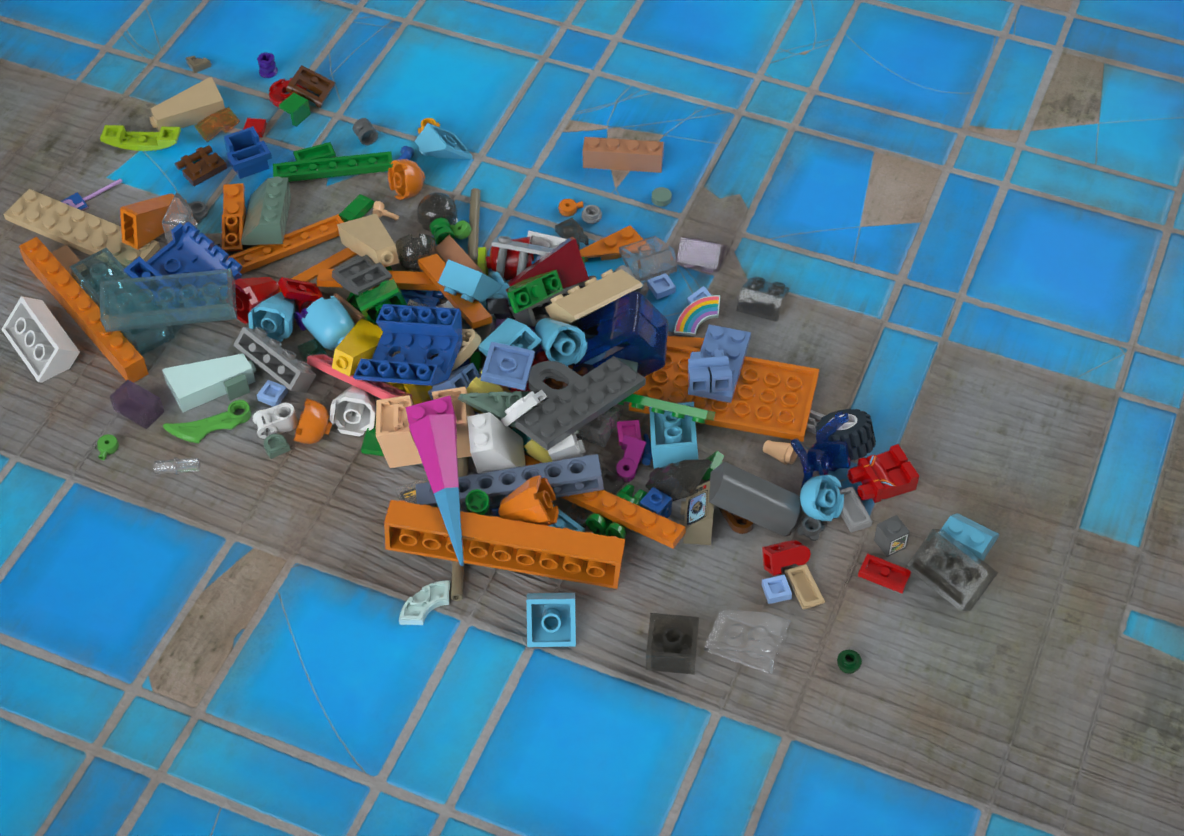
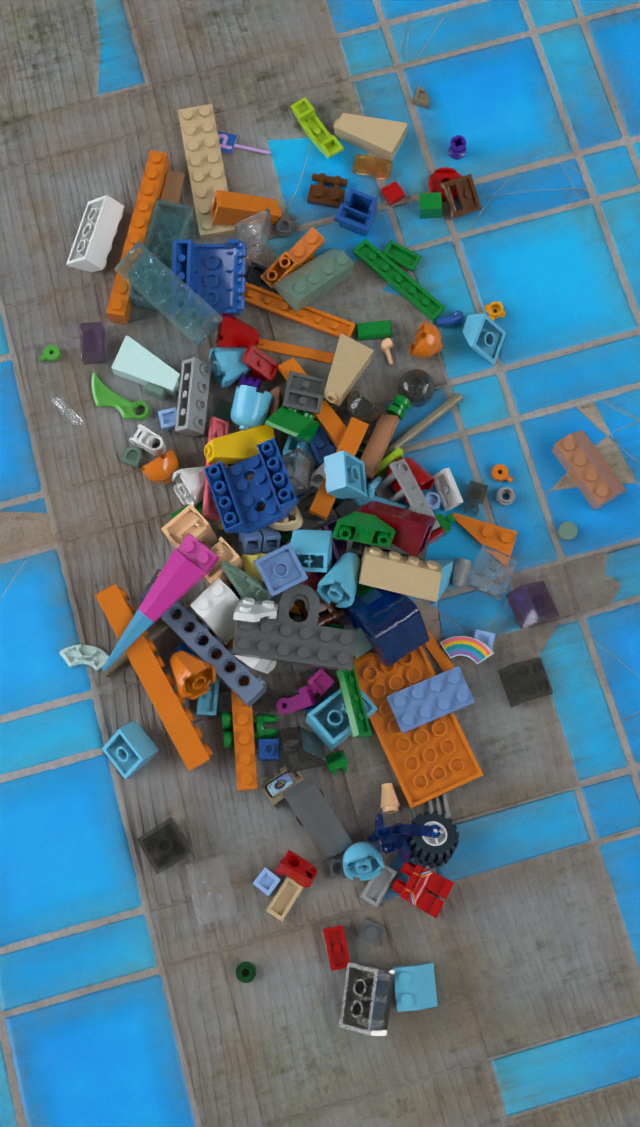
camera: 55 degrees right, 25 degrees up
(363, 129) = (450, 272): dark grey wheel -> none
(461, 229) = (413, 417): bright green piece -> none
(478, 499) = (160, 640): green wheel -> none
(661, 286) = (475, 600): light blue plate -> none
(708, 371) = (398, 697): medium blue hips -> none

